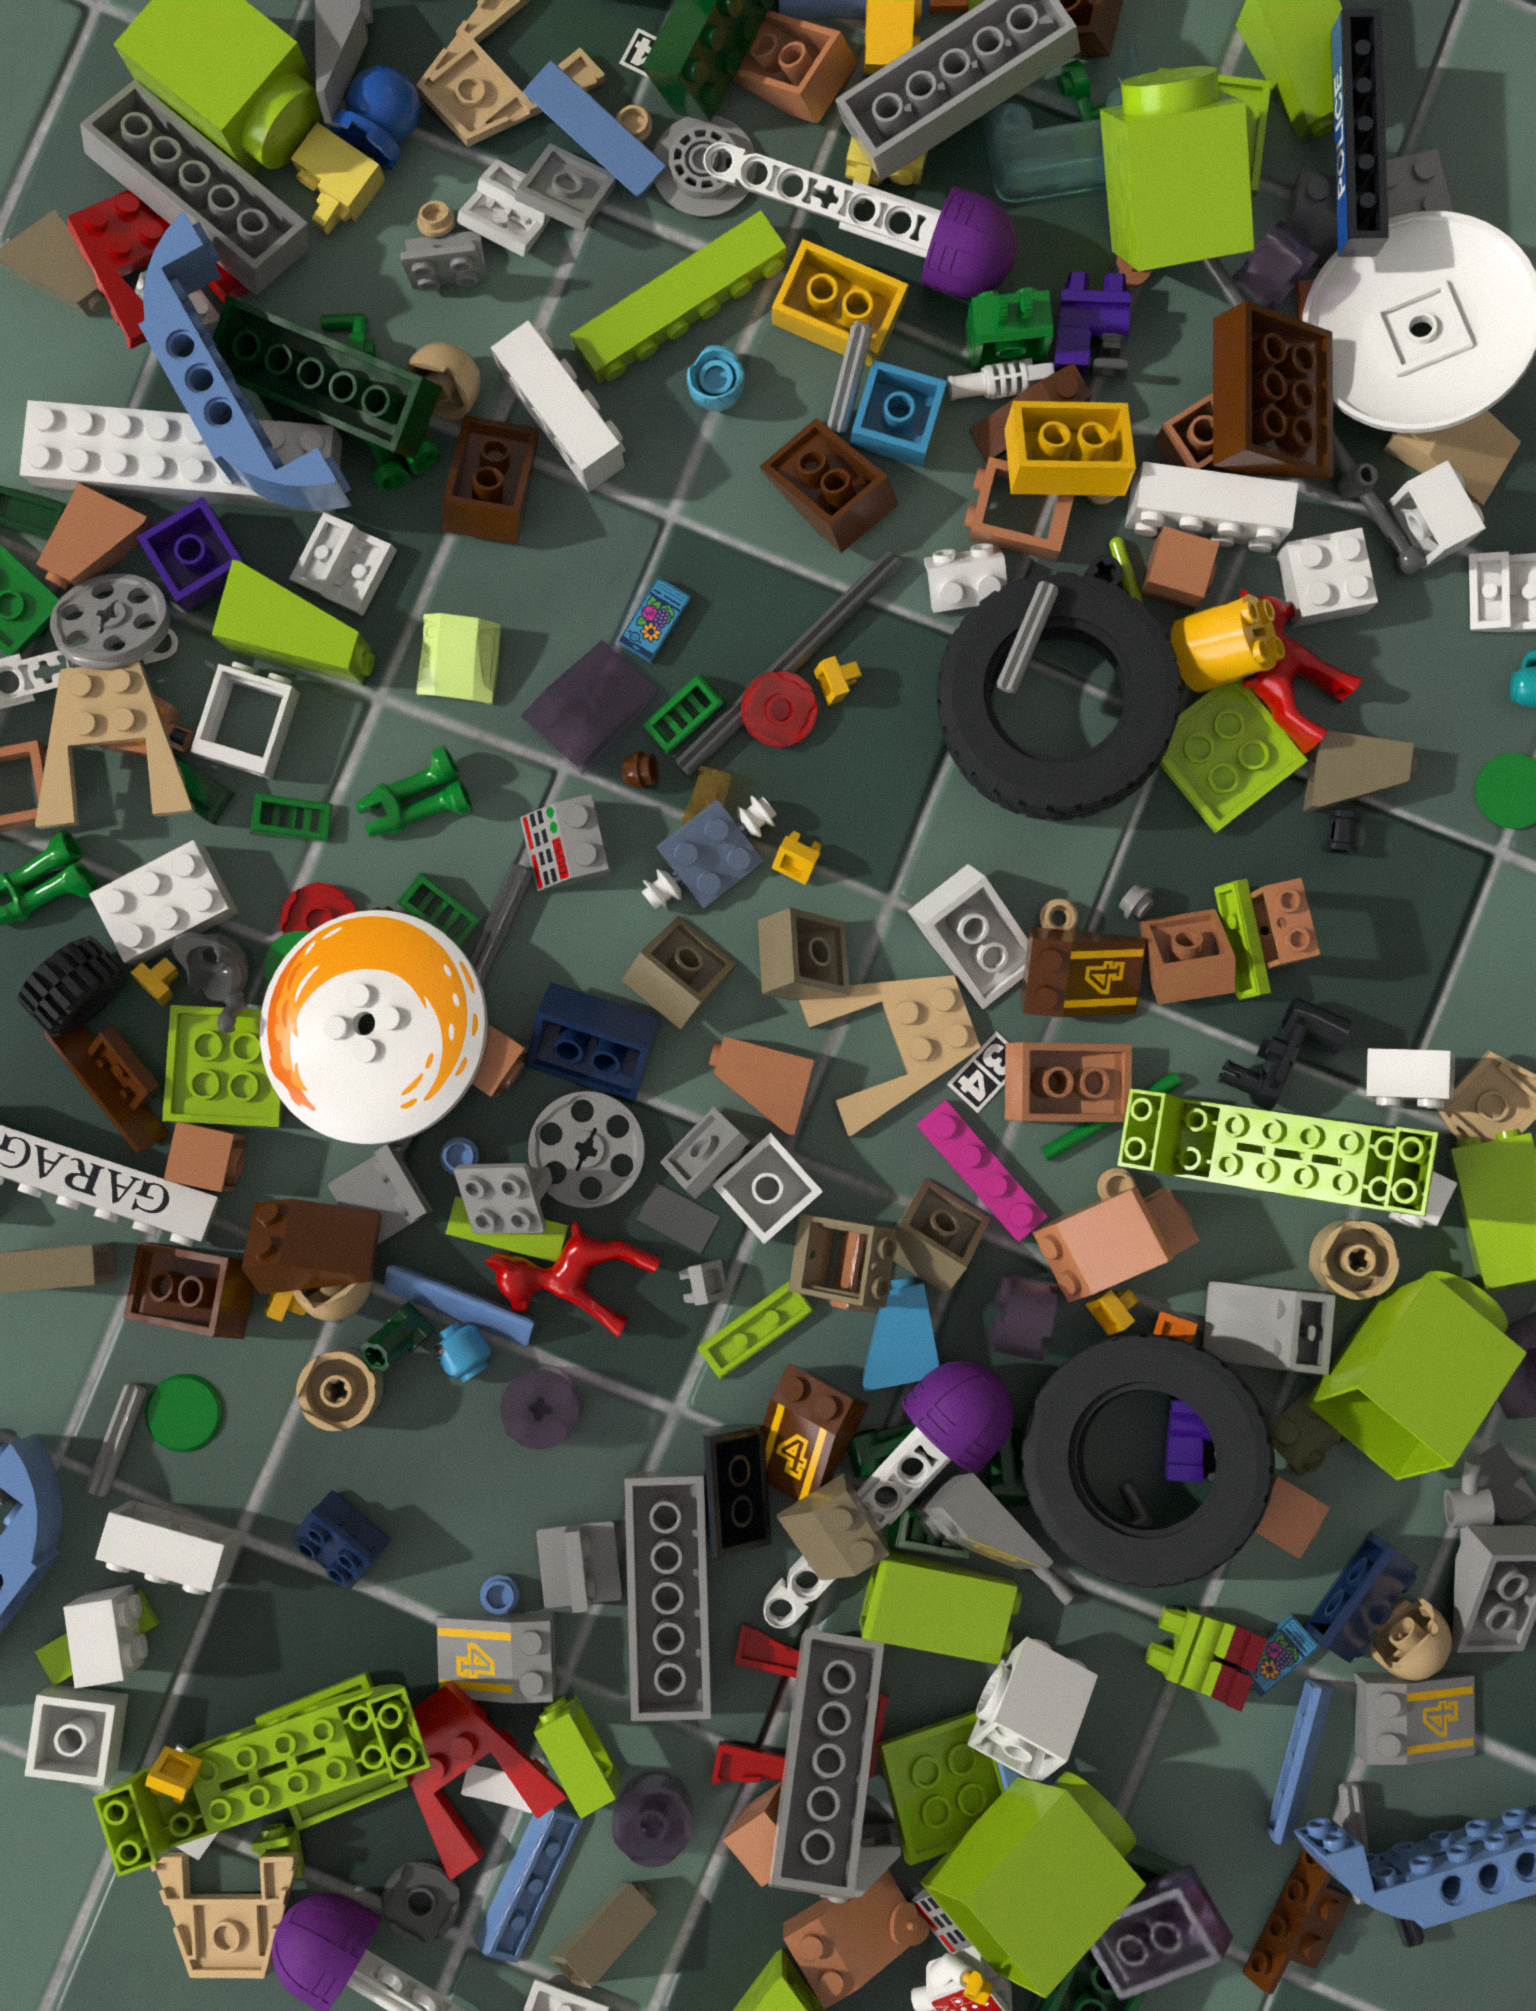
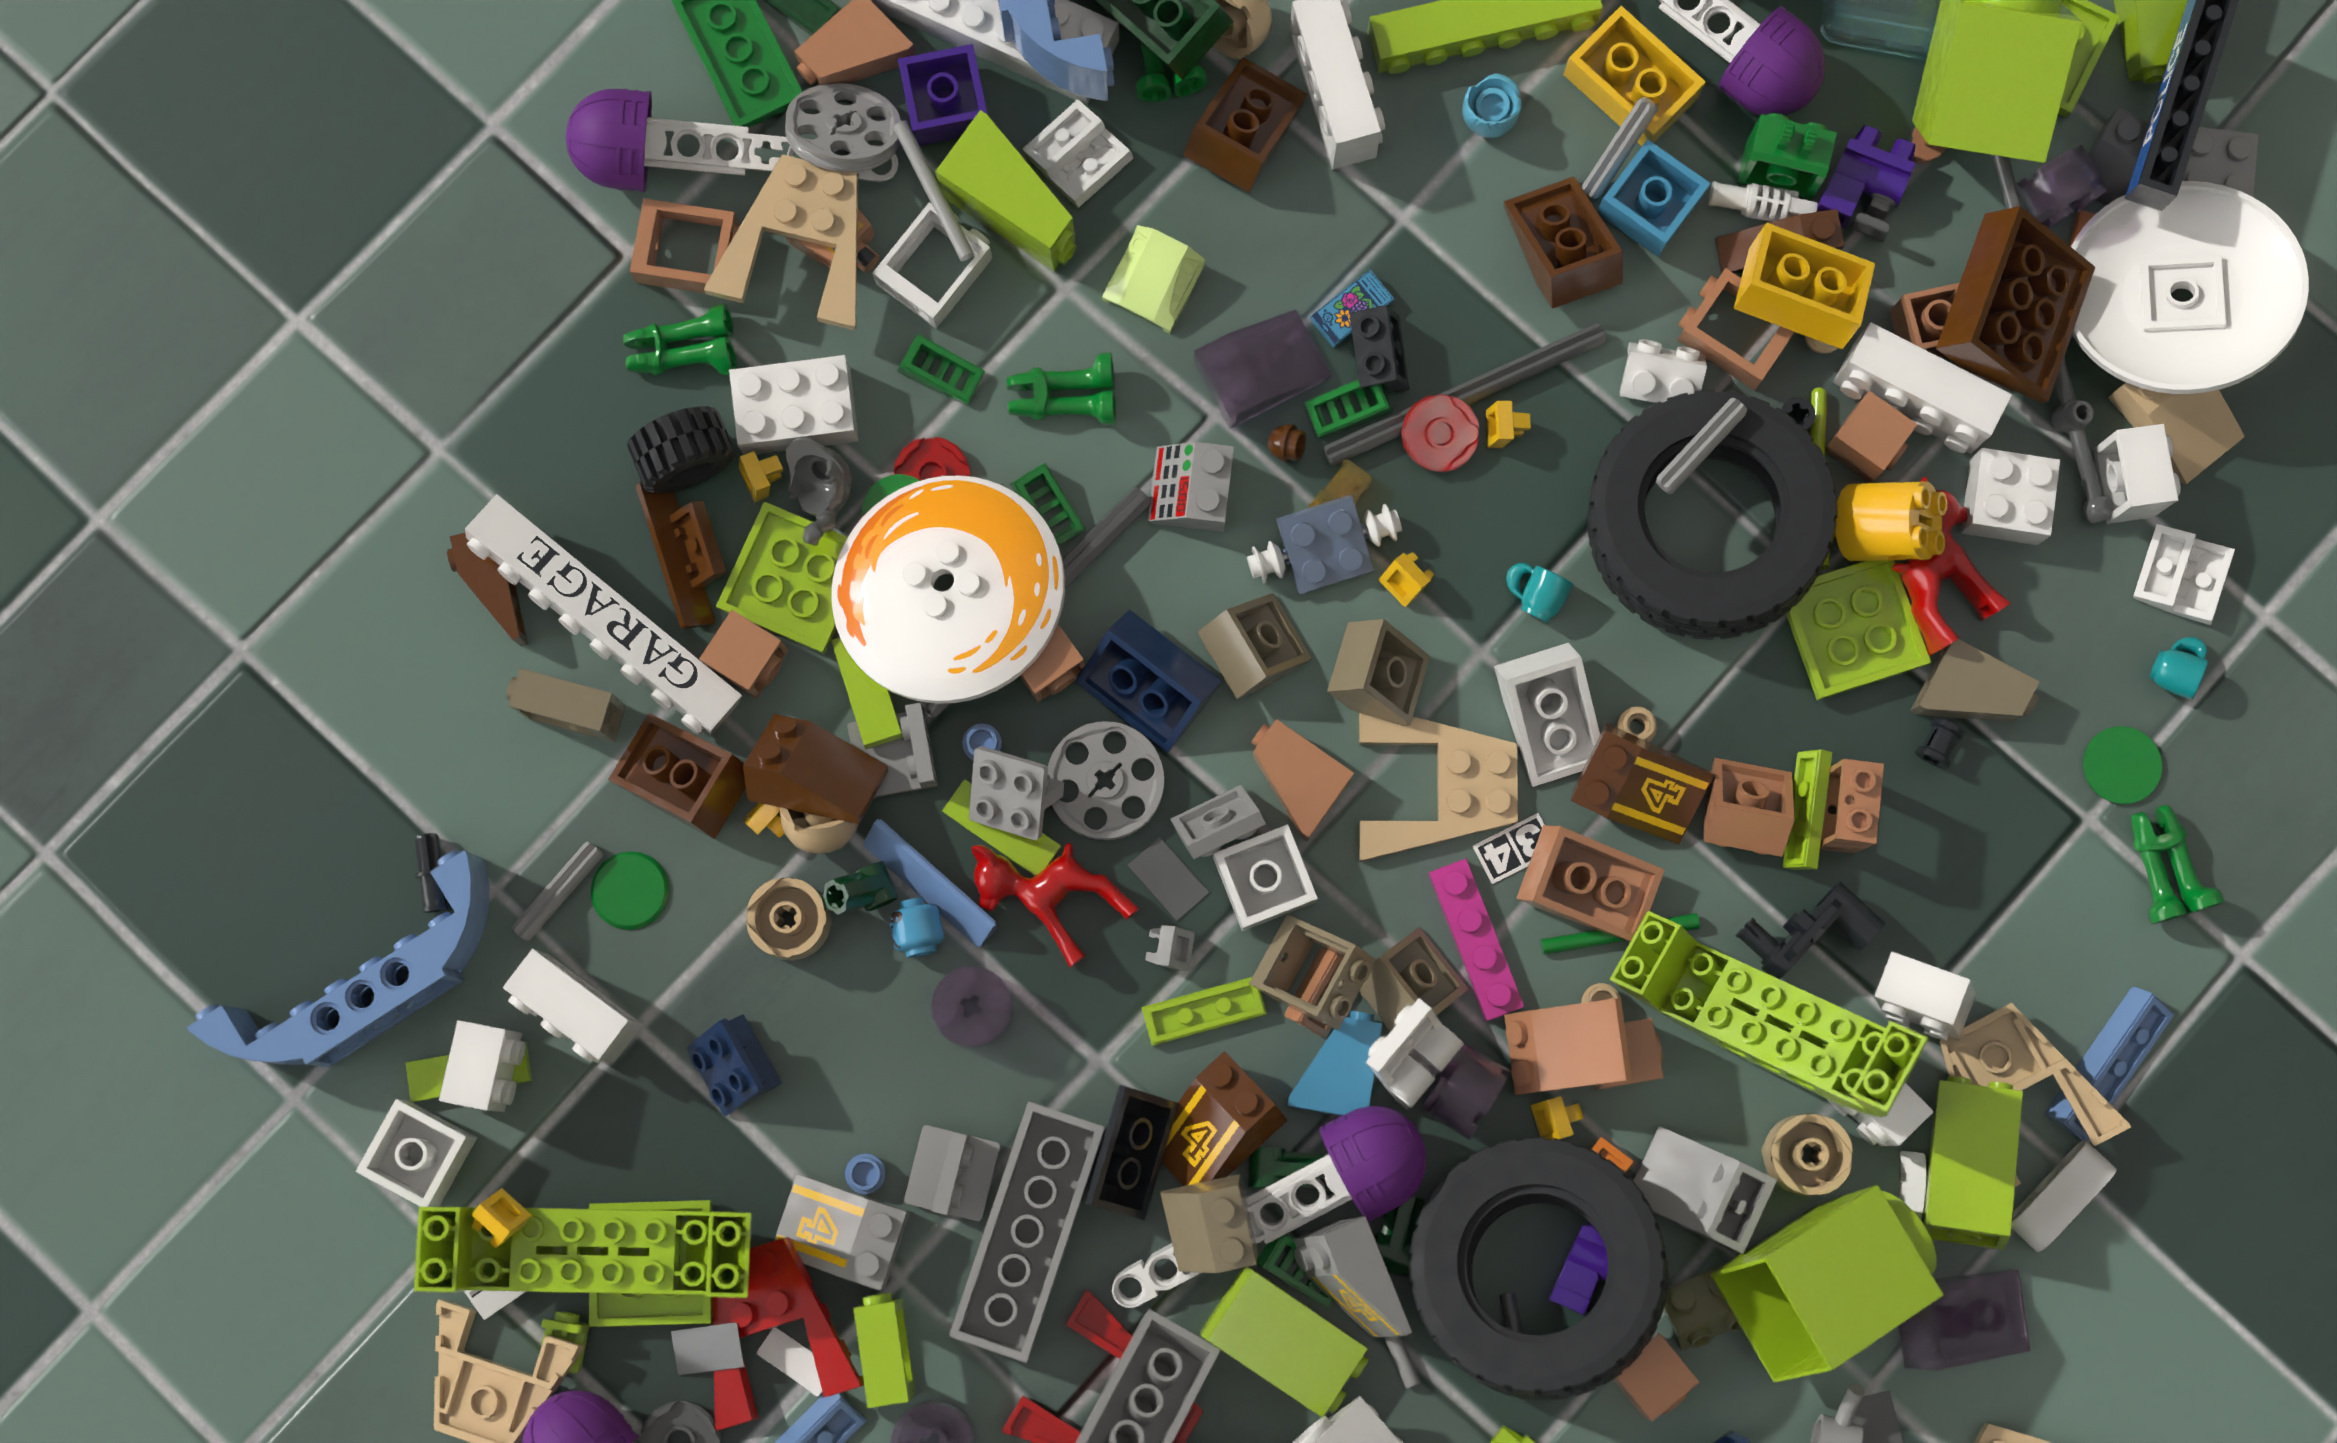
camera: 20 degrees right, 5 degrees down
(205, 793) = (871, 318): dark green tile -> none
(218, 651) = (933, 190): none -> light grey bar
(341, 1160) = (869, 701): none -> lime tile
(414, 1809) = (707, 1348): none -> sticker
(693, 649) = (1379, 348): none -> black bracket
(928, 824) = (1543, 593): none -> teal piece
(963, 1308) = (1413, 1053): none -> white plate
(1136, 902) = (1718, 737): light grey plate -> none
(1457, 1249) = (1913, 1180): none -> white sticker

